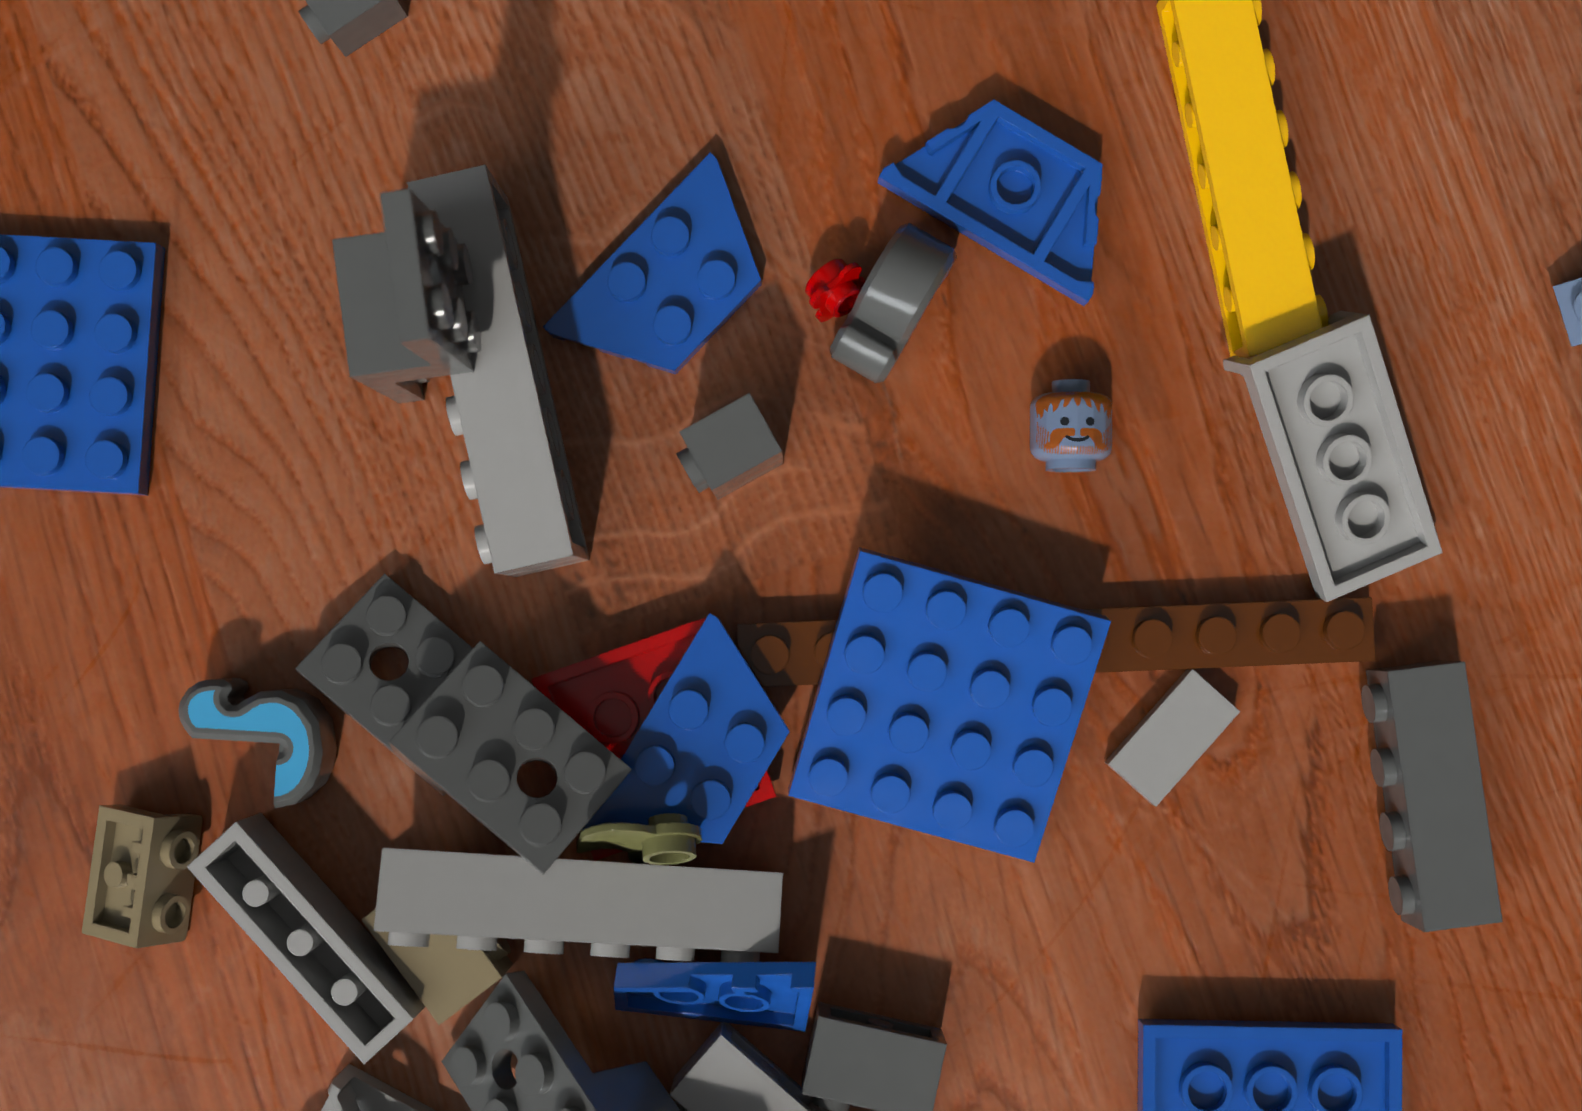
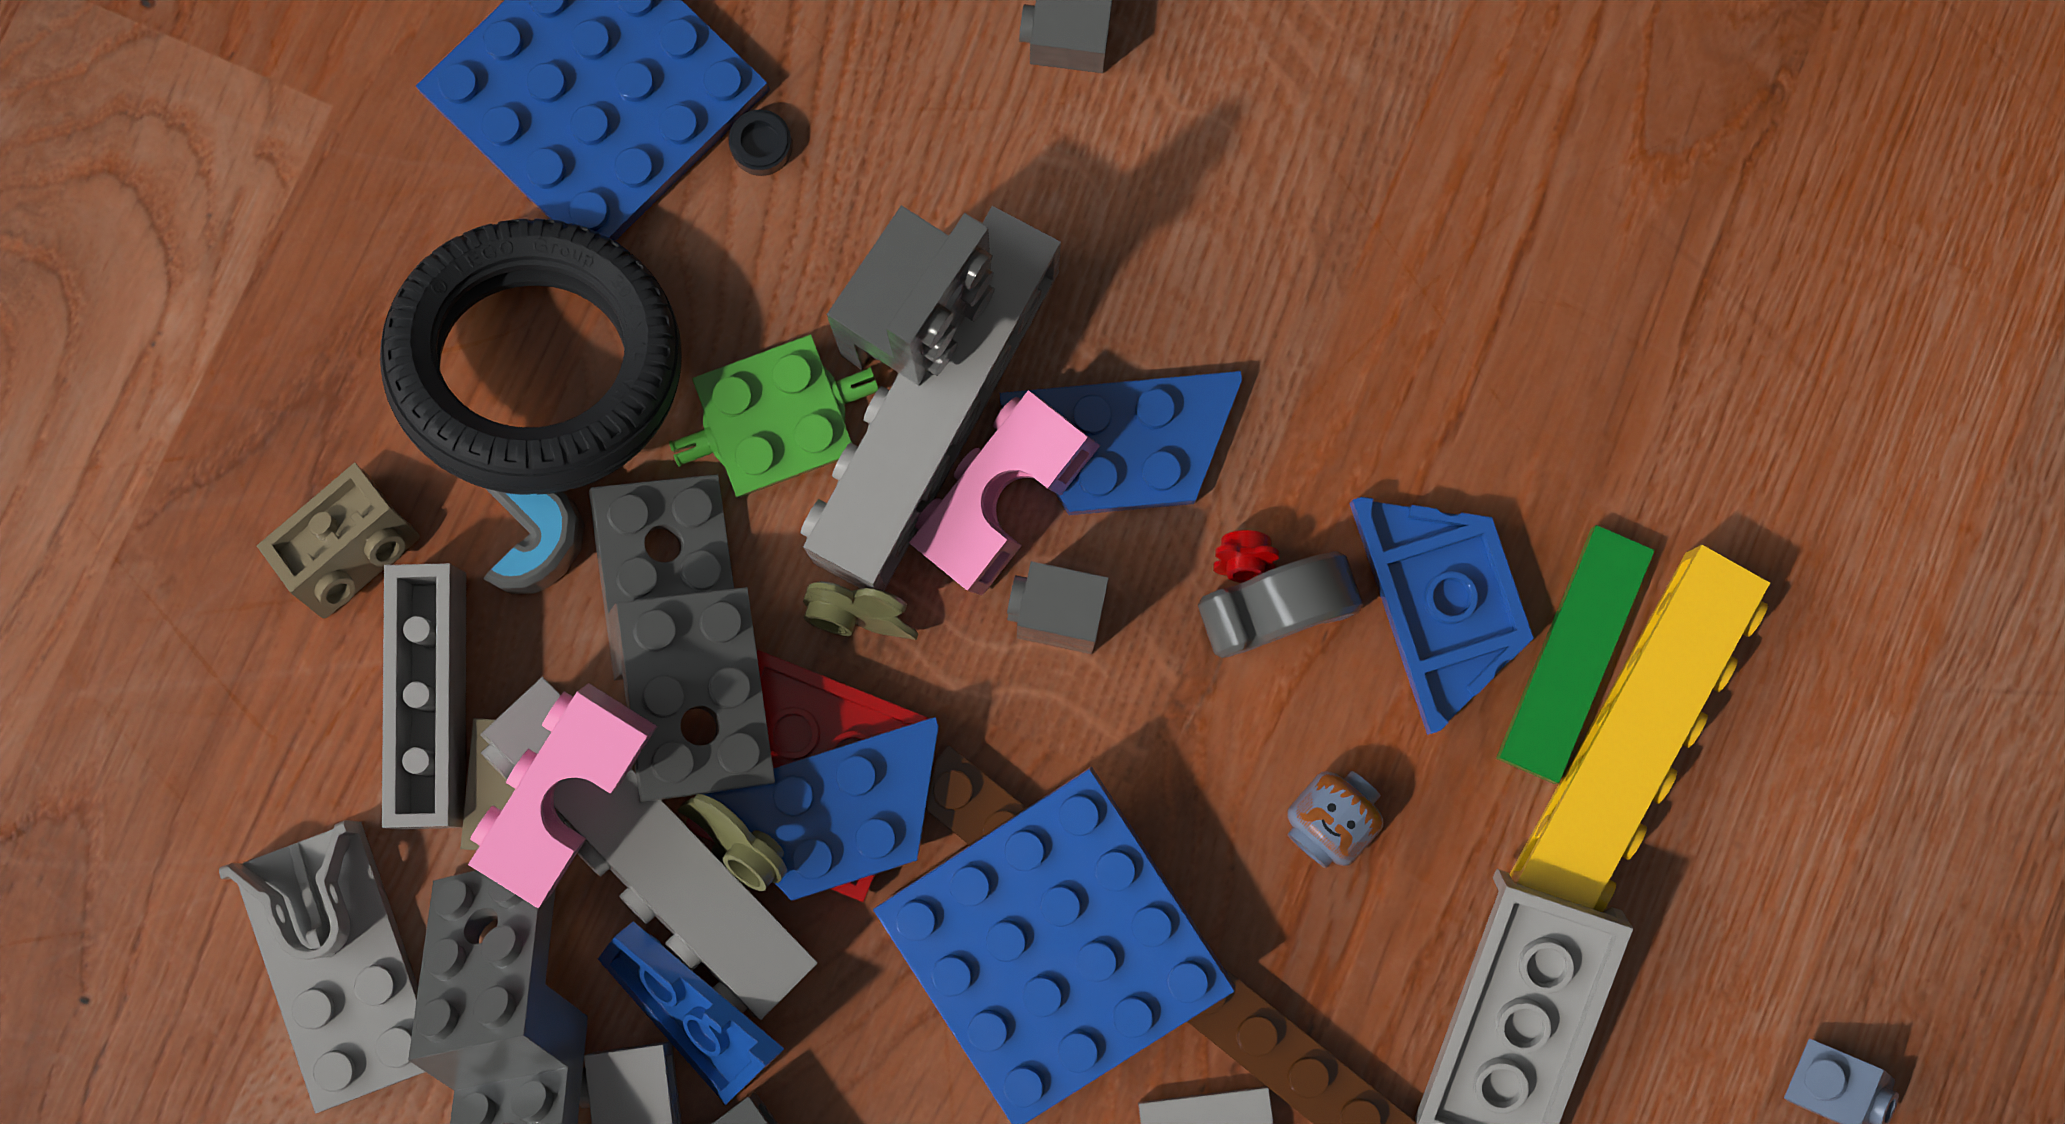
camera: 35 degrees right, 5 degrees down
(75, 546) = (518, 256): none -> black tyre
(192, 293) = (760, 142): none -> black tile
(386, 493) = (773, 416): none -> bright green plate
(481, 984) = (526, 841): none -> bright pink arch
(567, 593) = (840, 609): none -> olive plate
(604, 452) = (963, 528): none -> bright pink arch
(1141, 150) = (1575, 654): none -> green tile

